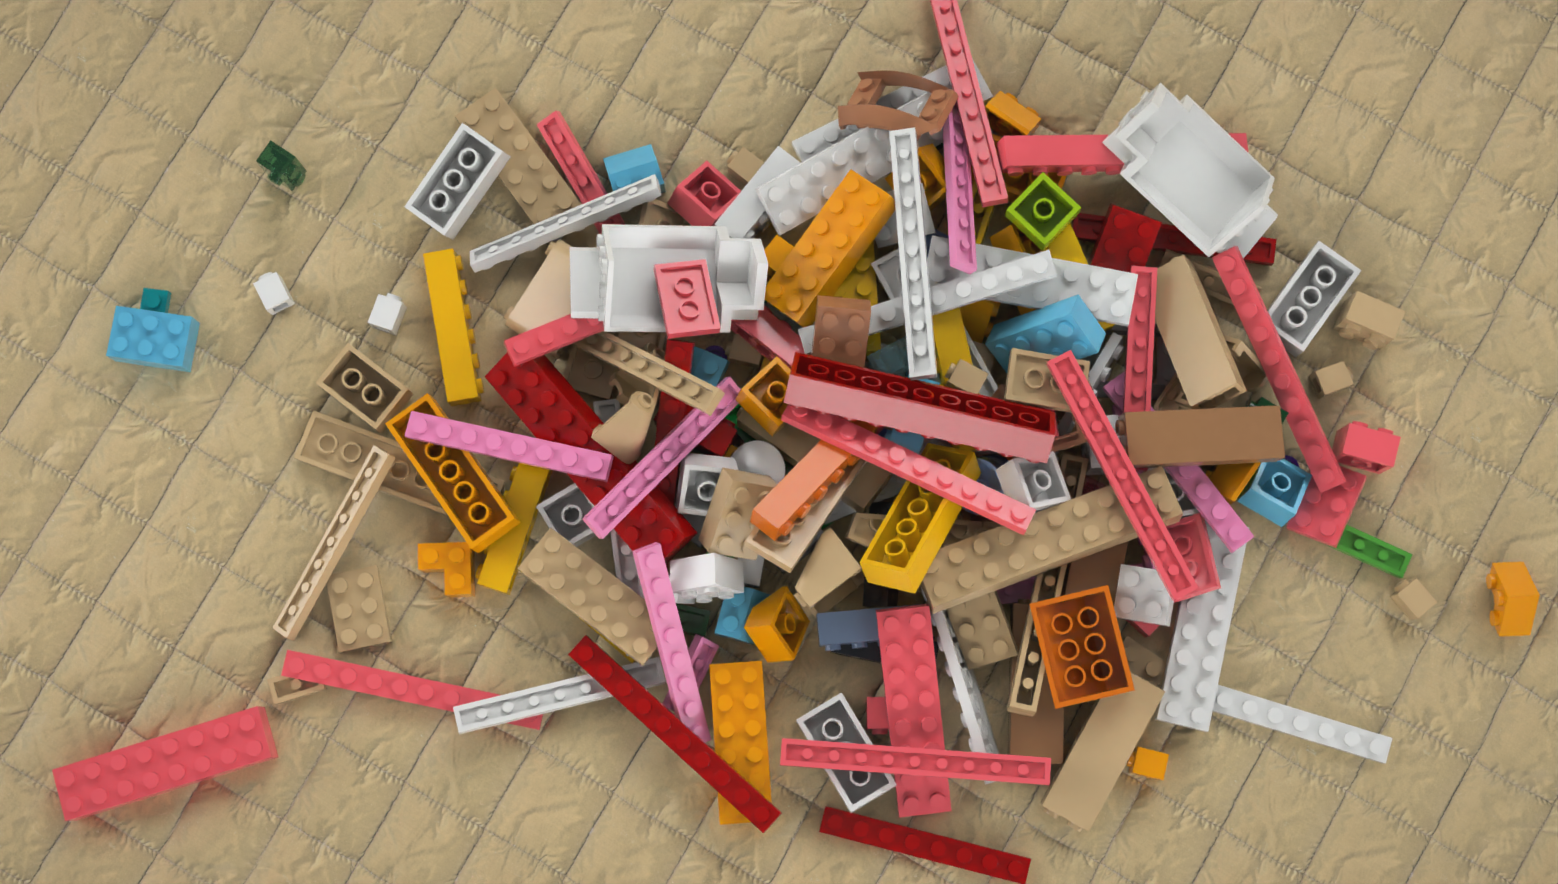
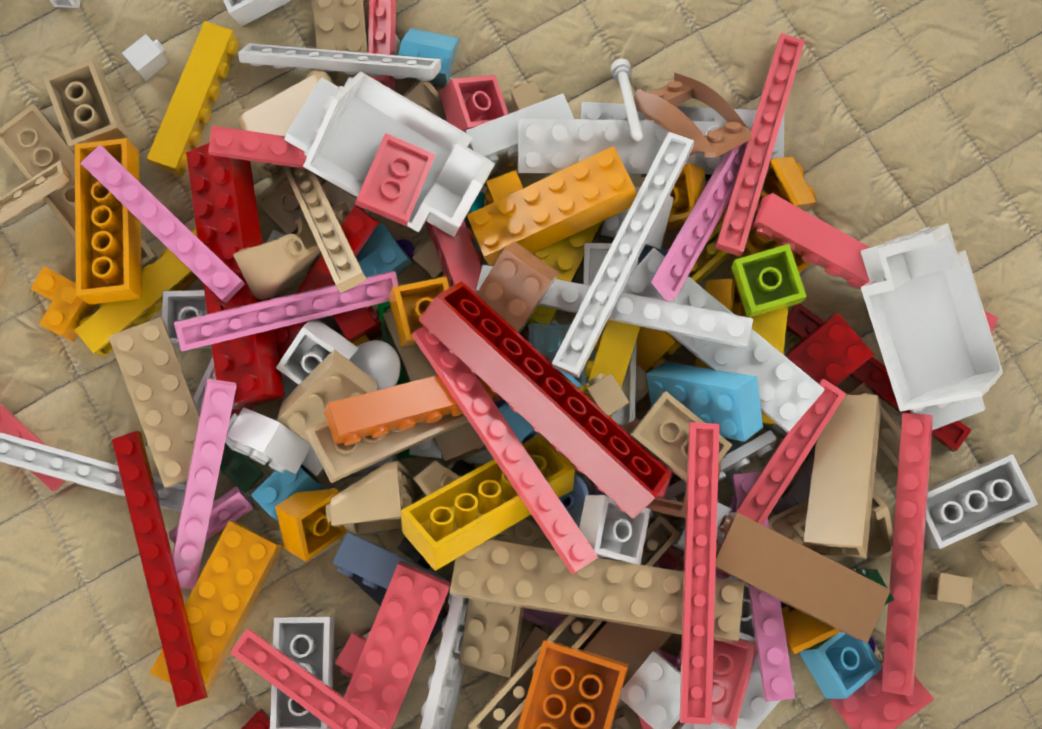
camera: 30 degrees right, 0 degrees up
(811, 96) = (621, 72): none -> white piece
(1365, 447) = (949, 672): coral brick -> none

